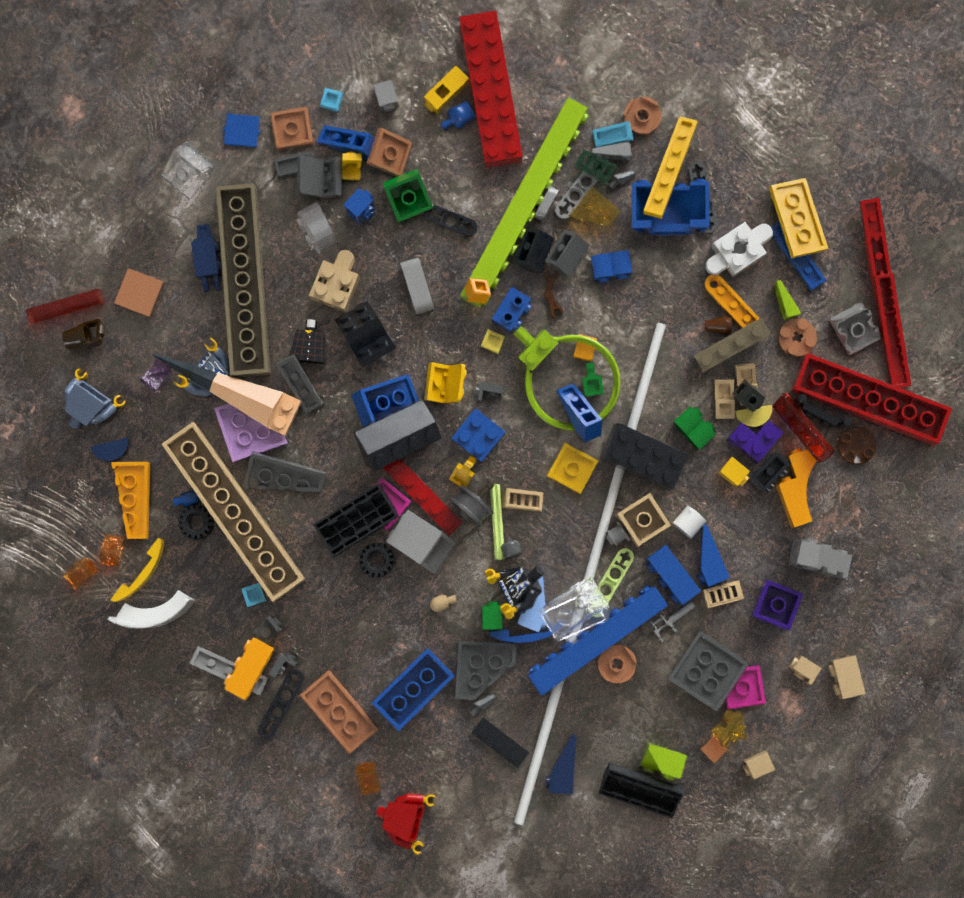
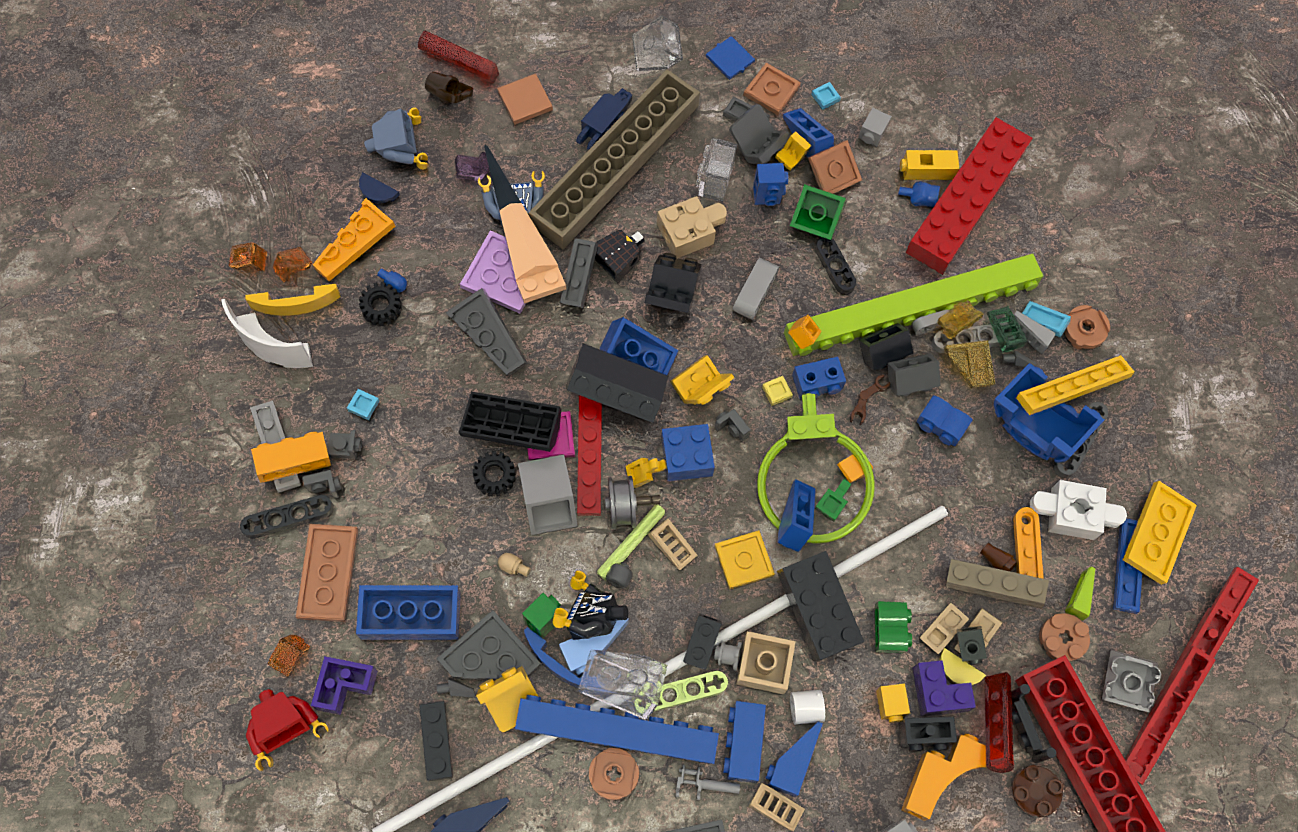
camera: 40 degrees right, 15 degrees down
(233, 512) = (417, 325): tan brick -> none
(411, 764) = (336, 679): none -> dark purple brick
(515, 682) = (504, 696): none -> yellow bracket
(562, 189) = (959, 318): none -> clear yellow hips
(595, 540) = (702, 641): none -> black bracket

